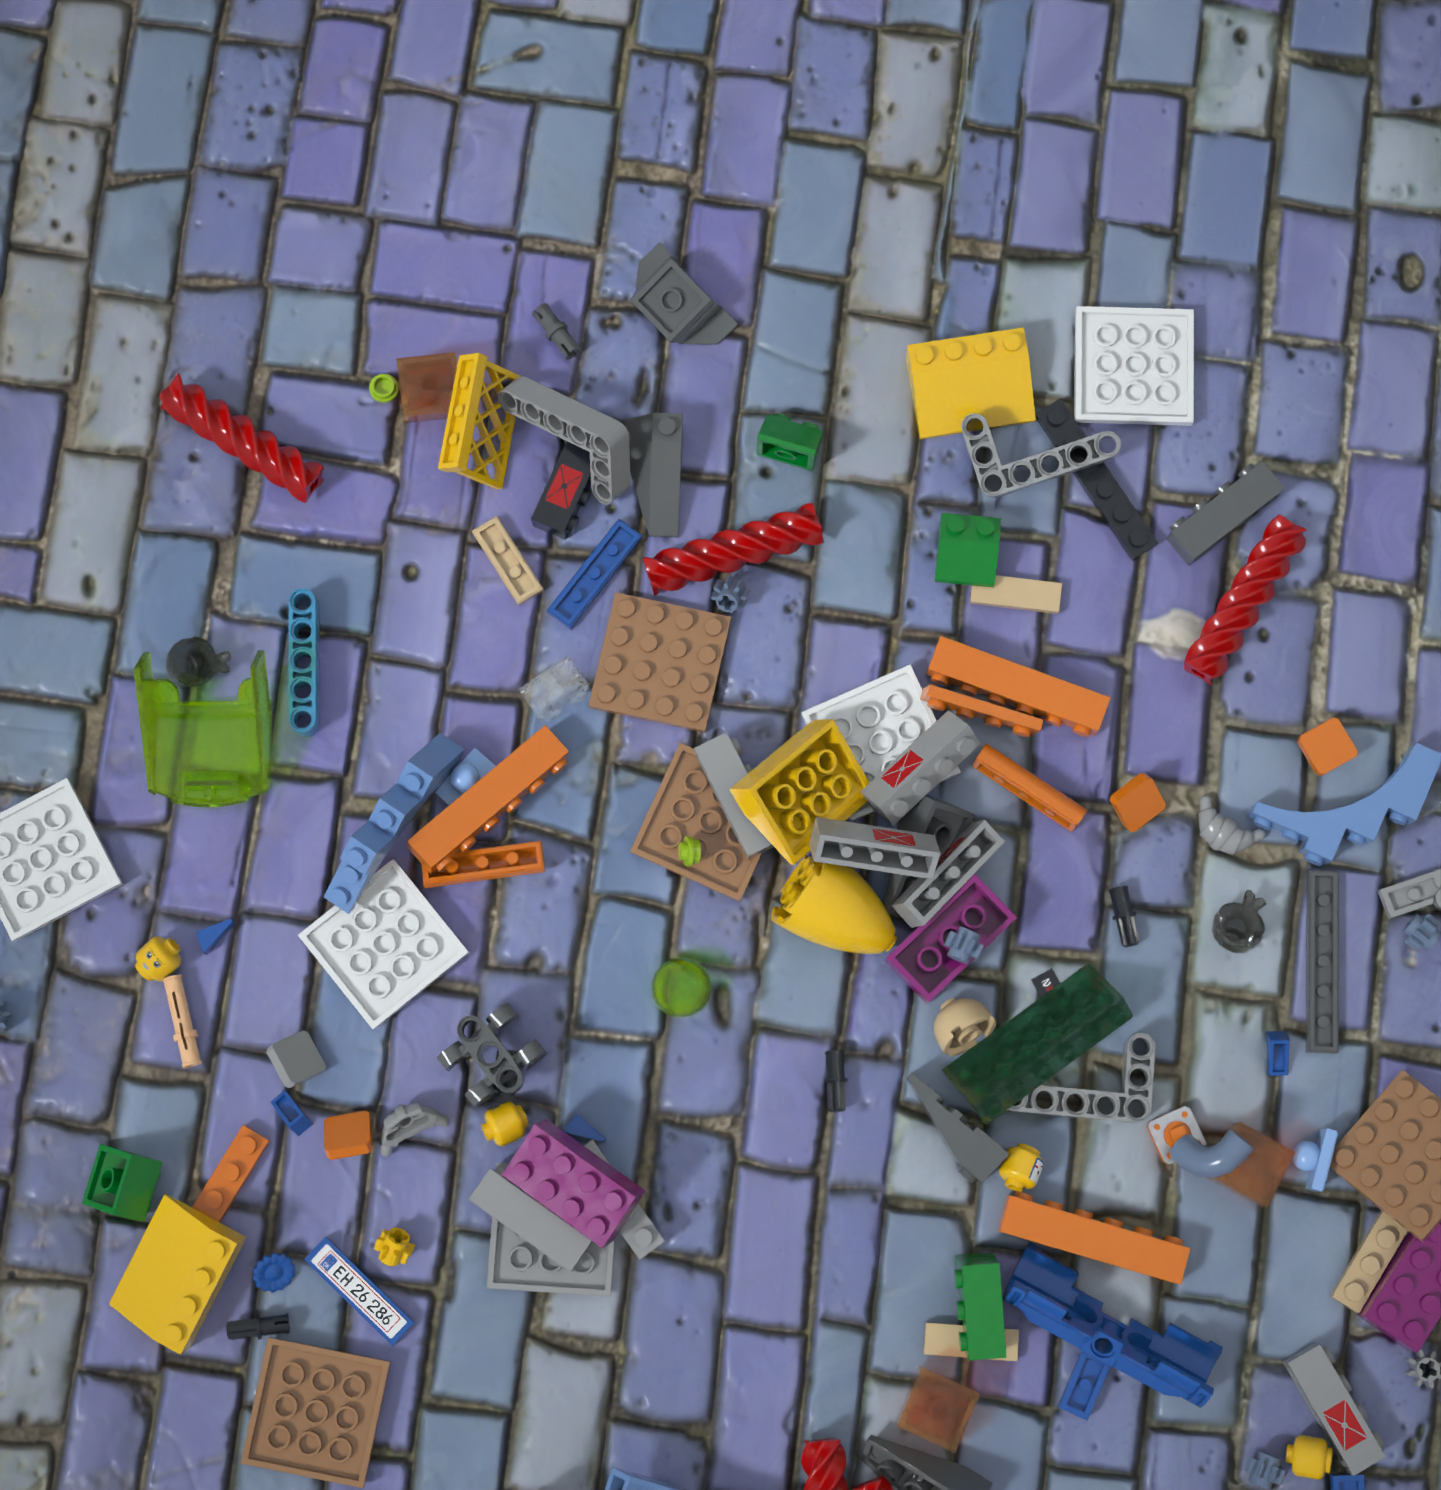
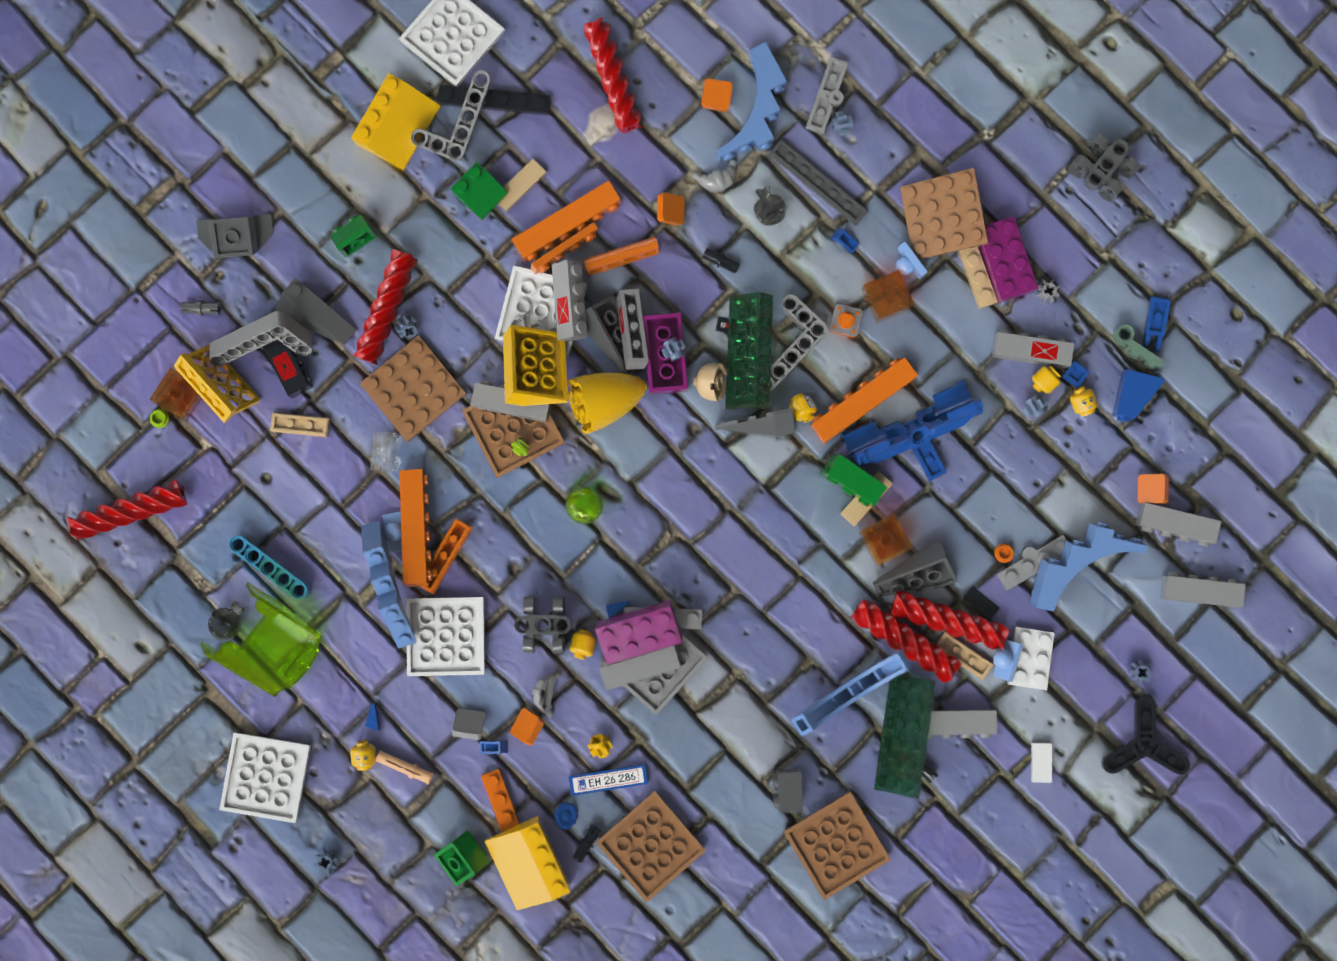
camera: 45 degrees left, 5 degrees up
(594, 574) = (341, 386): blue tile -> none
(835, 1080) = (689, 465): black axle -> none
(874, 848) = (591, 354): light grey brick -> none
(1212, 1160) = (871, 313): sand blue cylinder -> none
(1225, 513) = (562, 50): dark grey brick -> none

